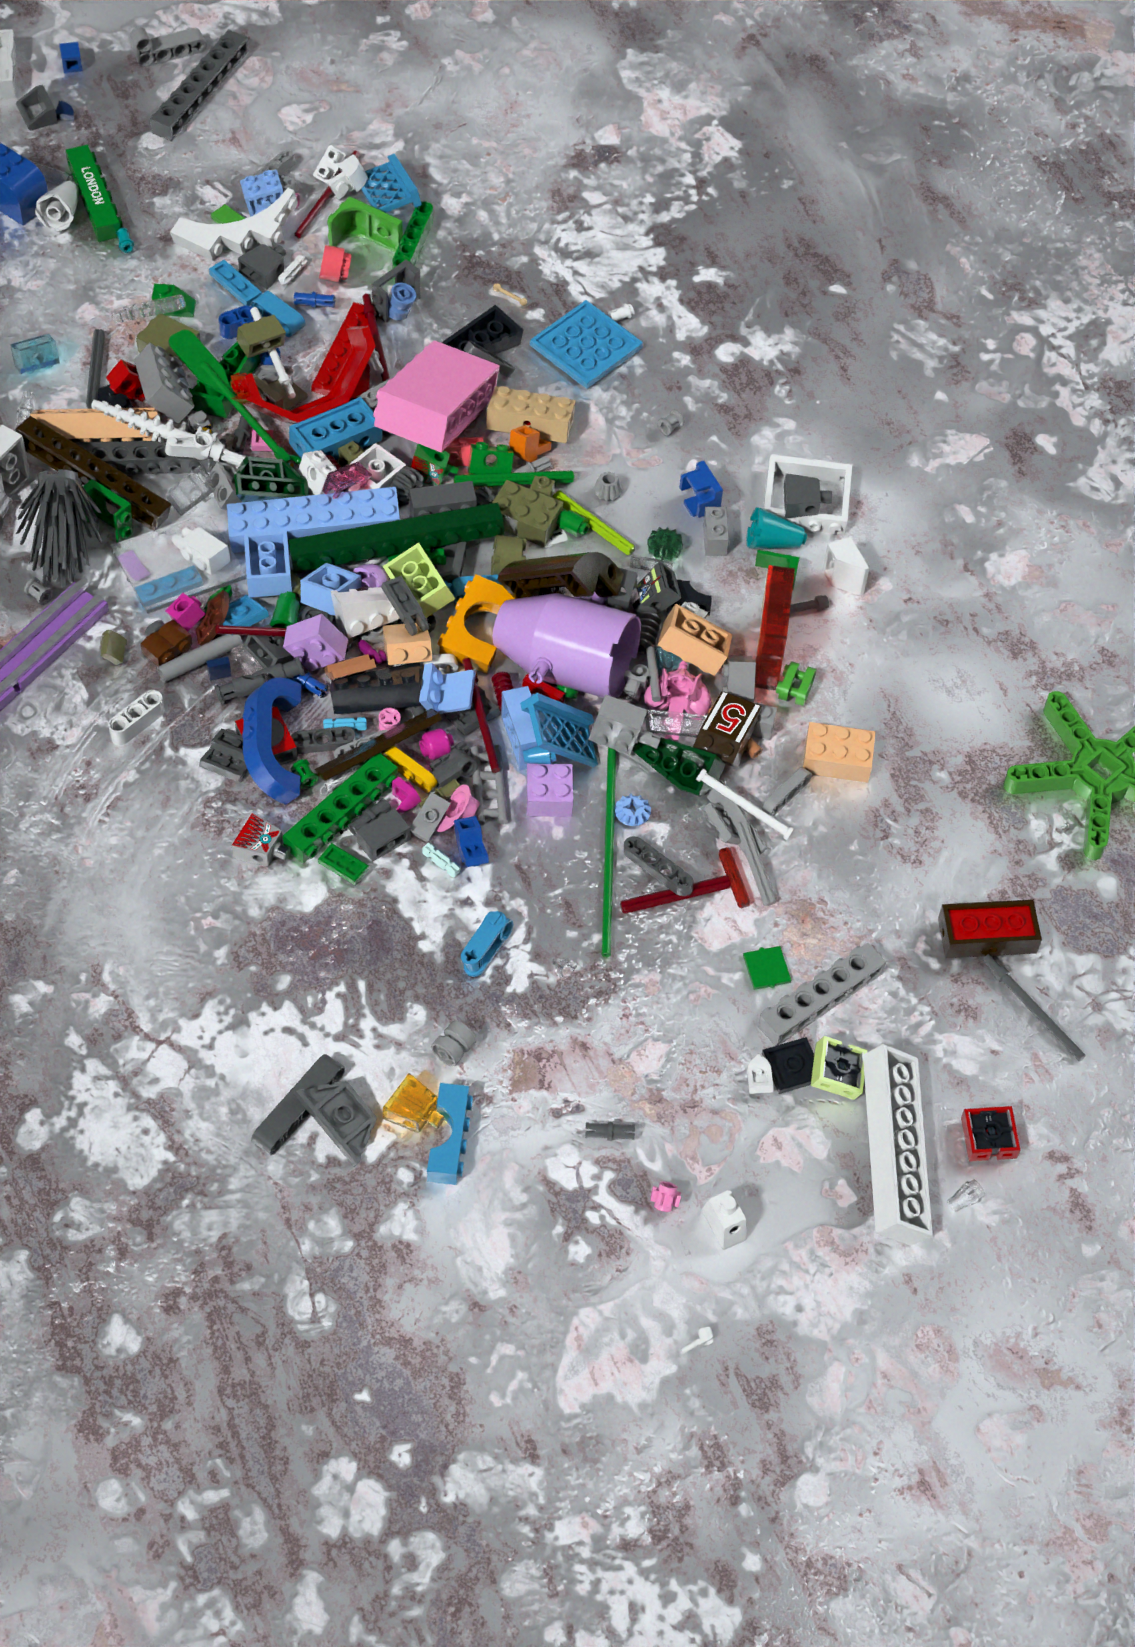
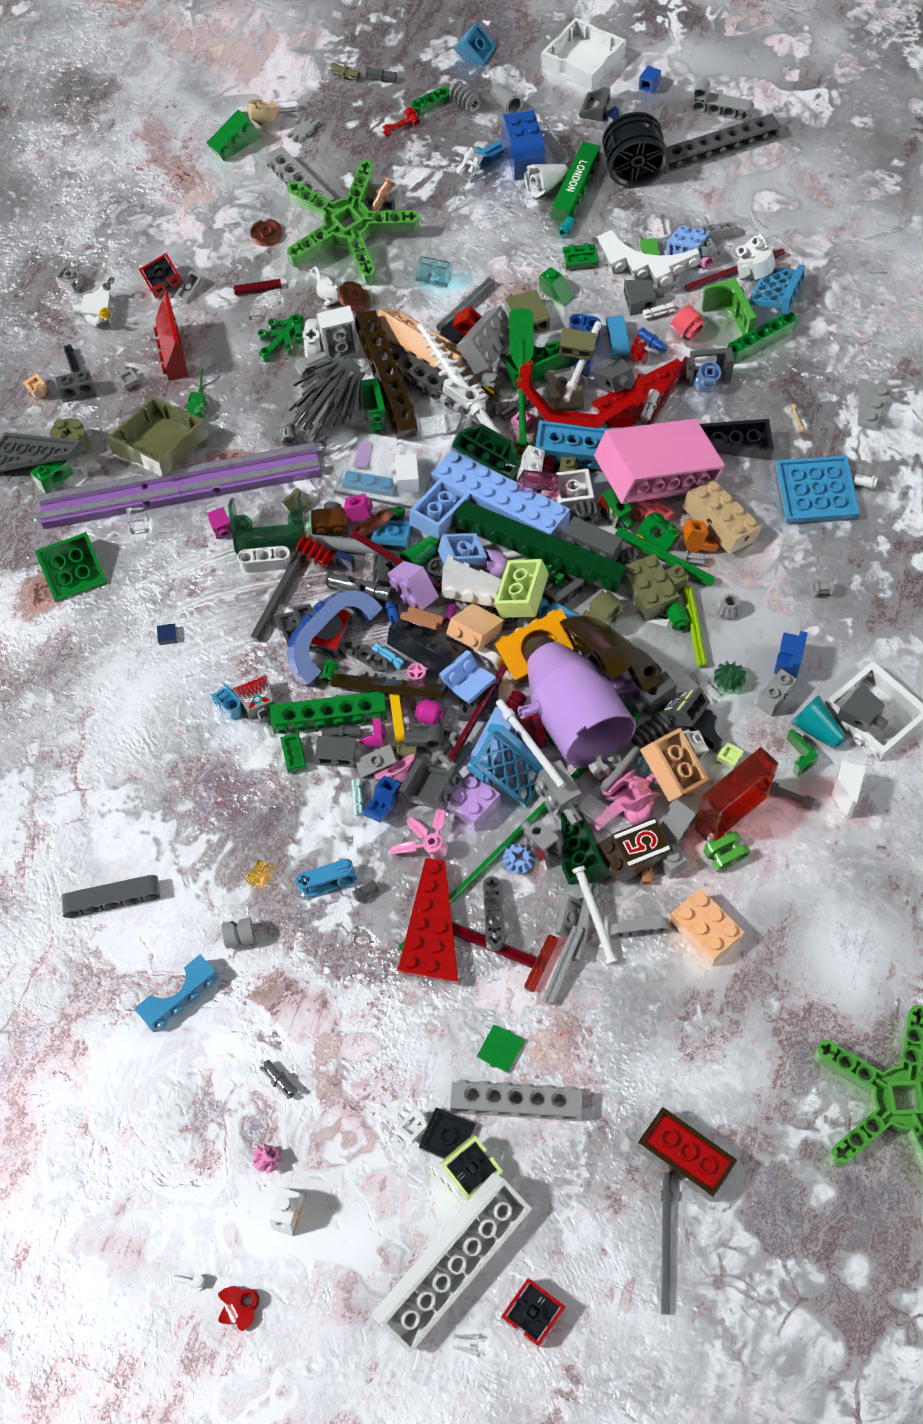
camera: 50 degrees right, 5 degrees up
(54, 714) = (219, 522): none -> dark pink brick
(104, 848) = (167, 634): none -> dark blue tile
(135, 128) = (635, 149): none -> black wheel
(138, 677) = (270, 536): none -> clear green windscreen
(148, 308) = (532, 282): clear beam -> none
(166, 260) = (580, 256): none -> green plate
(182, 741) = (277, 596): none -> dark grey axle
(183, 675) = (314, 551): none -> red piece
(232, 862) = (225, 700): none -> dark azure piece
(234, 282) = (610, 297): dark azure plate -> none
(313, 315) = (638, 351): none -> red plate
(316, 349) = (615, 377): none -> dark grey torso
(341, 1116) = (123, 926): dark grey wing -> none
(405, 604) = (489, 596): dark grey hinge -> none
(412, 1106) = (174, 954): clear yellow torso -> none
(416, 990) = (256, 873): none -> clear yellow pin
(476, 350) = (729, 456): dark grey beam -> none
(506, 799) = (430, 785): none -> dark grey panel
(525, 689) = (510, 716): none -> white bar
(527, 933) = (365, 891): none -> dark grey pin
(554, 846) = (432, 843): none -> bright pink plant
(562, 243) = (871, 403): none -> light grey wing
(623, 922) = (429, 937): none -> red wing
(643, 779) = (542, 842): none -> light grey torso
(725, 607) = (730, 755): none -> yellowish green plate
(758, 1329) = (235, 1309): none -> red plate

